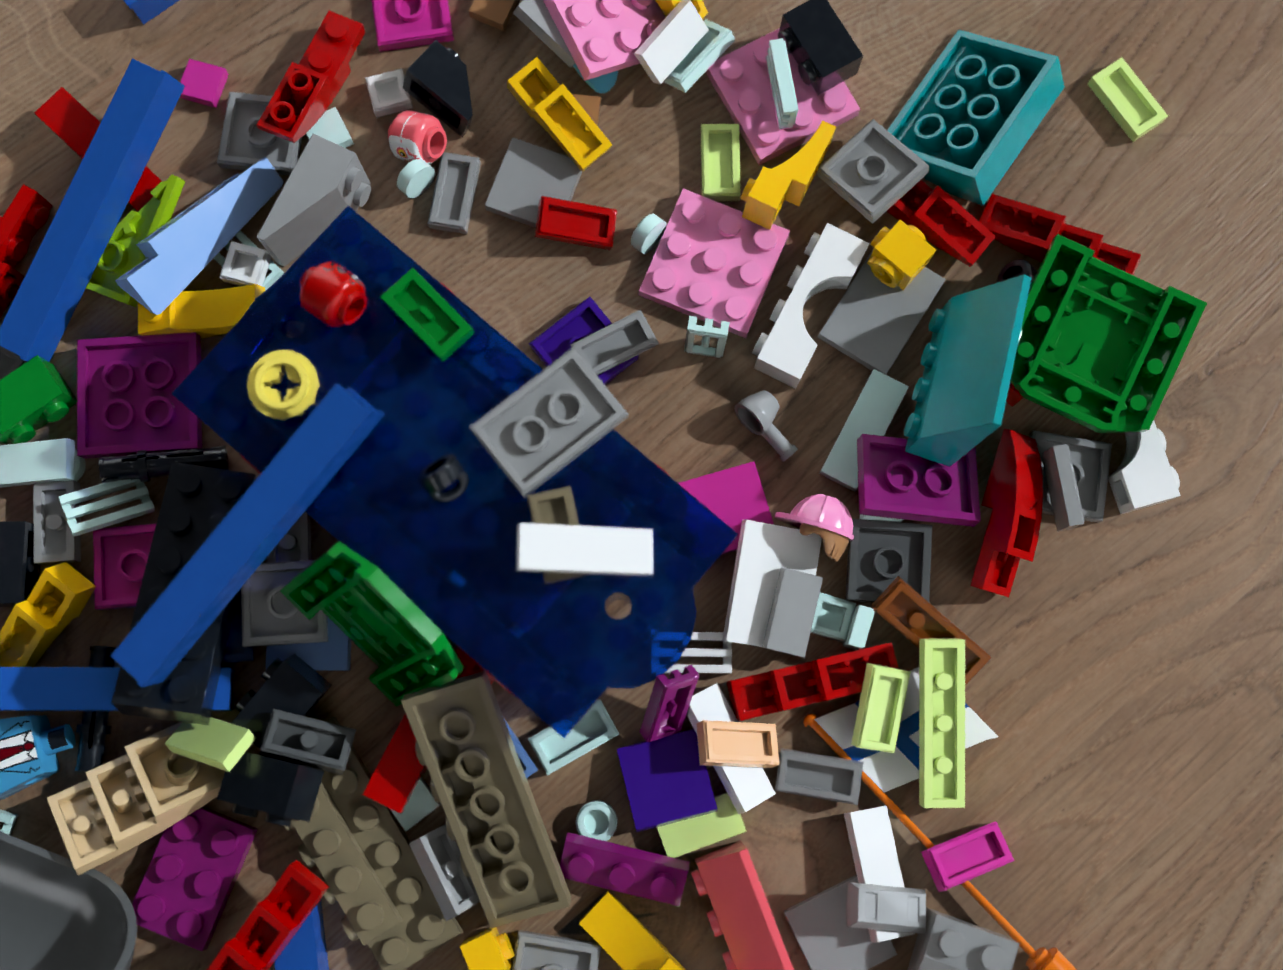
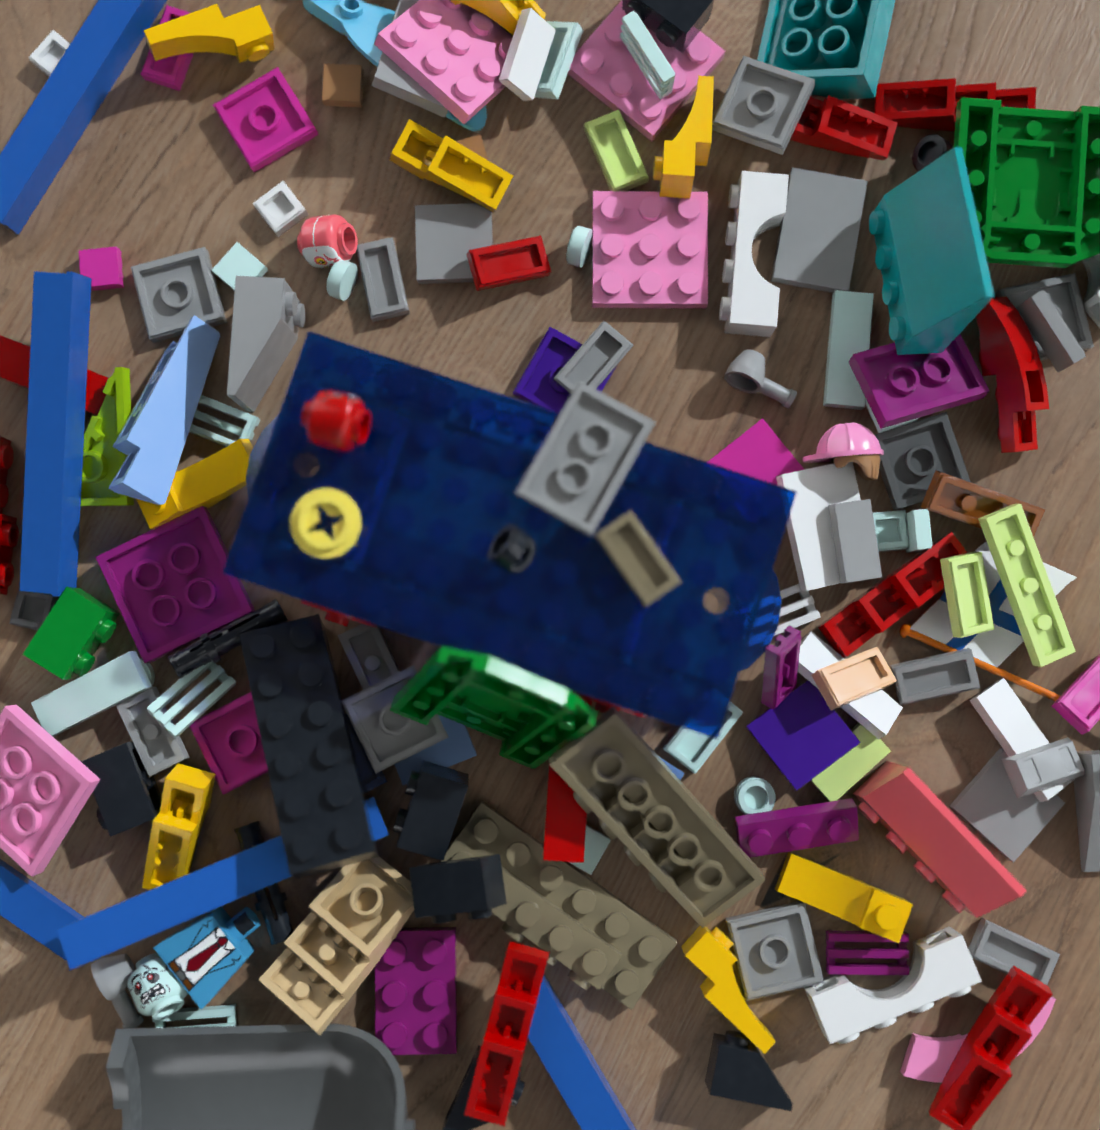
camera: 20 degrees left, 5 degrees up
(213, 744) = (393, 870): yellowish green tile -> none
(245, 265) = (220, 425): white tile -> none
(247, 535) = (354, 673): blue tile -> none
(307, 742) = (474, 834): dark grey slope -> none
(315, 81) = (208, 223): red slope -> none
(427, 314) = (431, 404): green plate -> none
(442, 86) = (331, 183): black slope -> none
(442, 868) = (639, 894): light grey plate -> none
(584, 549) = (670, 563): white tile -> none
(706, 332) = (671, 322): light aqua tile -> none
(899, 254) = (820, 174): yellow brick -> none

